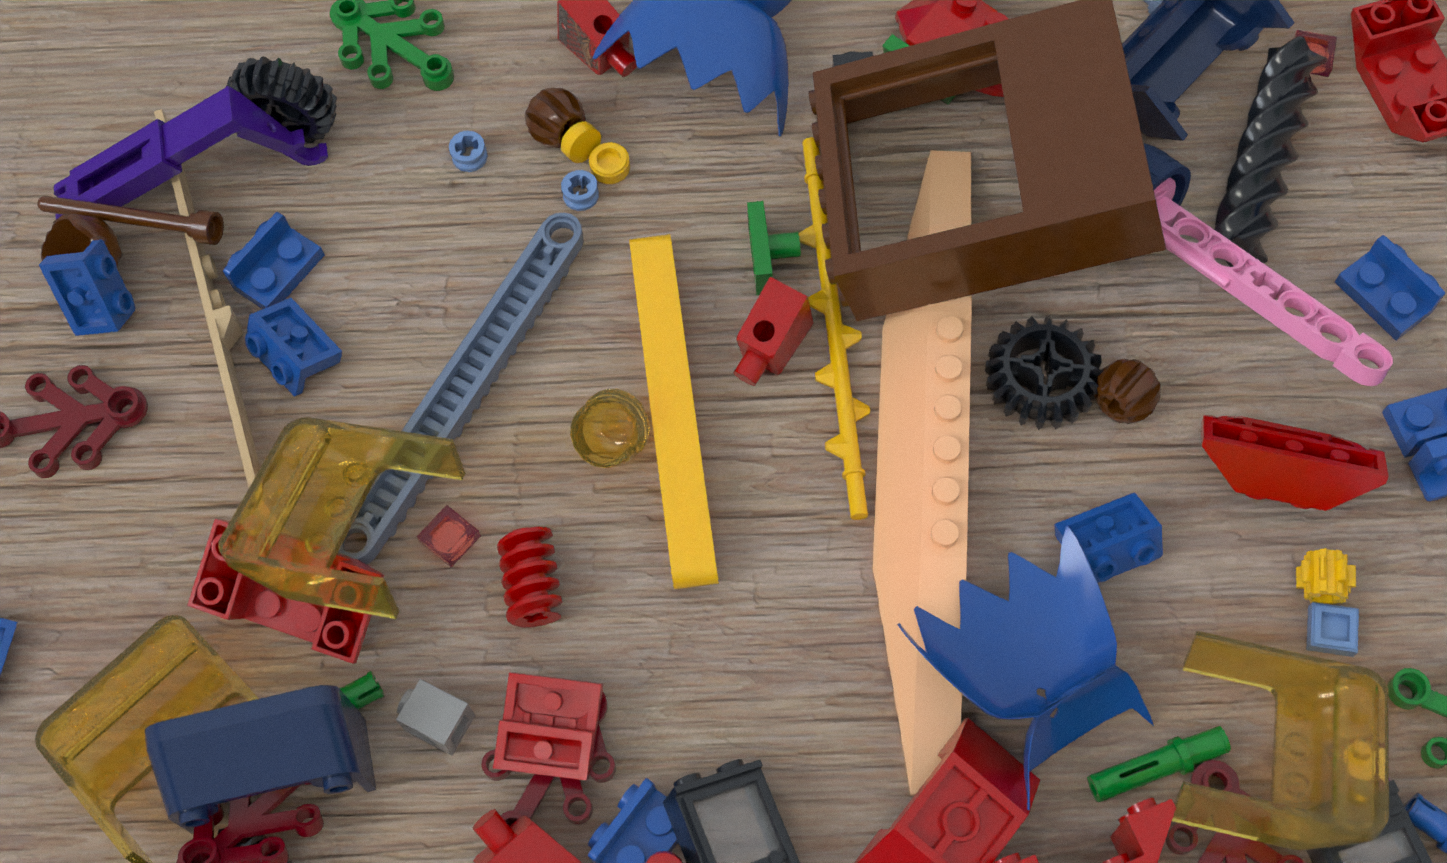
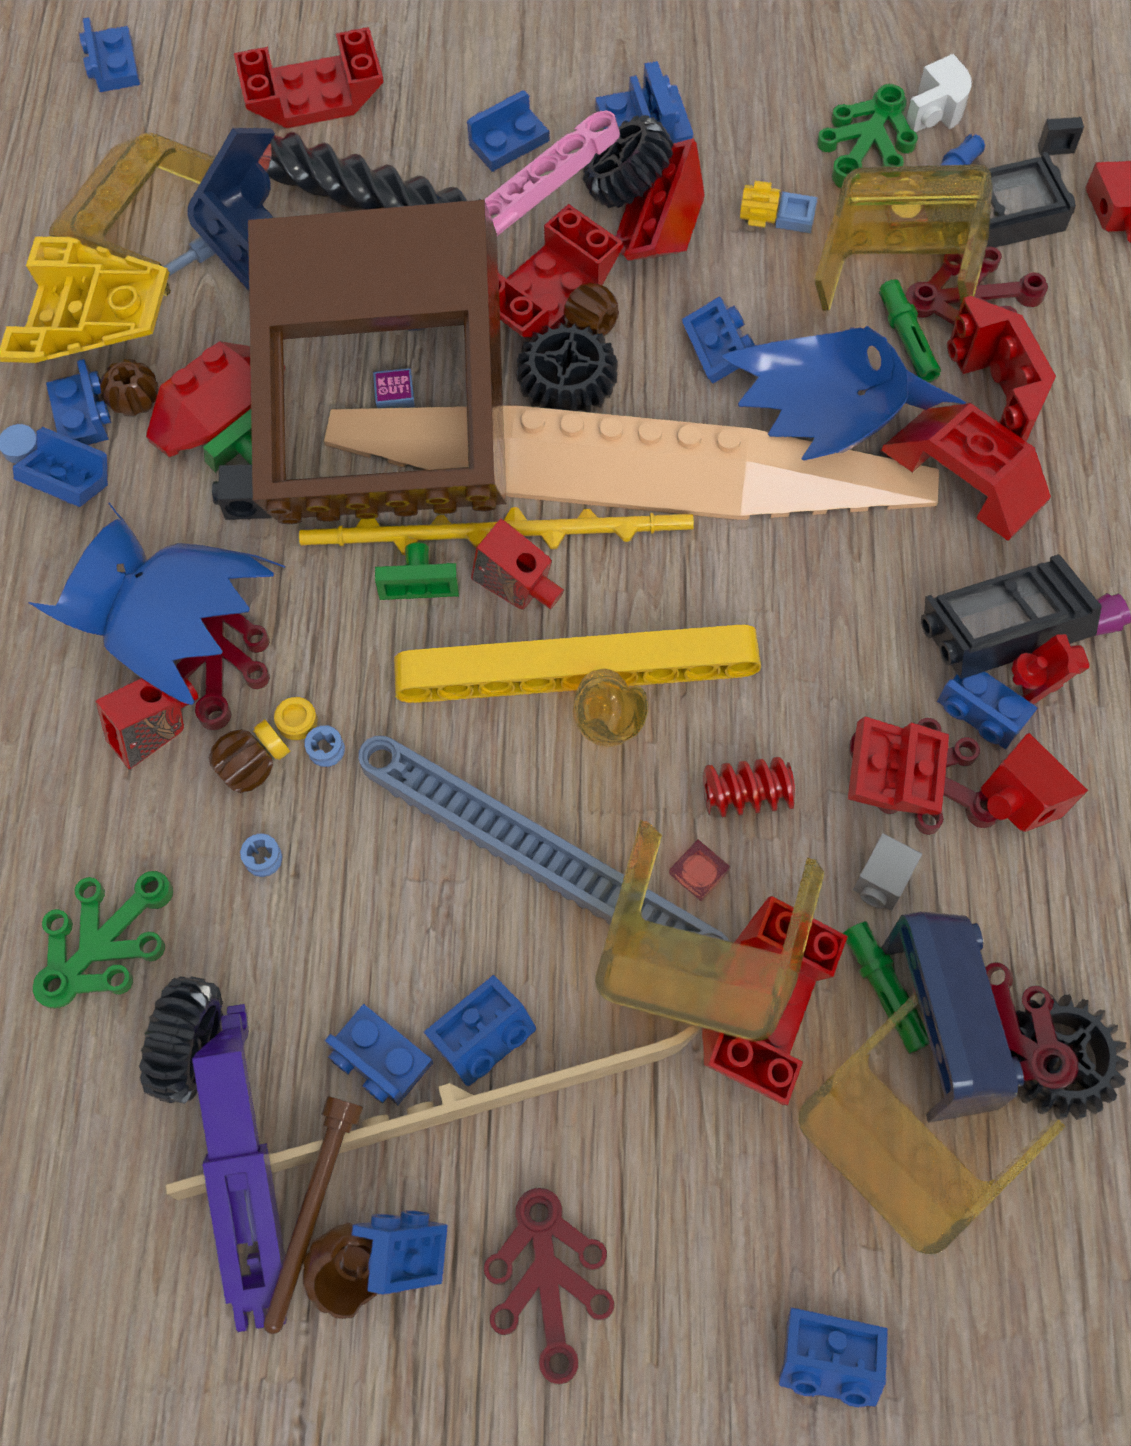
camera: 90 degrees left, 0 degrees up
(674, 86) = (214, 697): none -> dark red plant
(1000, 201) = (394, 389): none -> tile
(1188, 360) = (572, 255): none -> red slope
(1352, 414) = (629, 163): none -> black gear

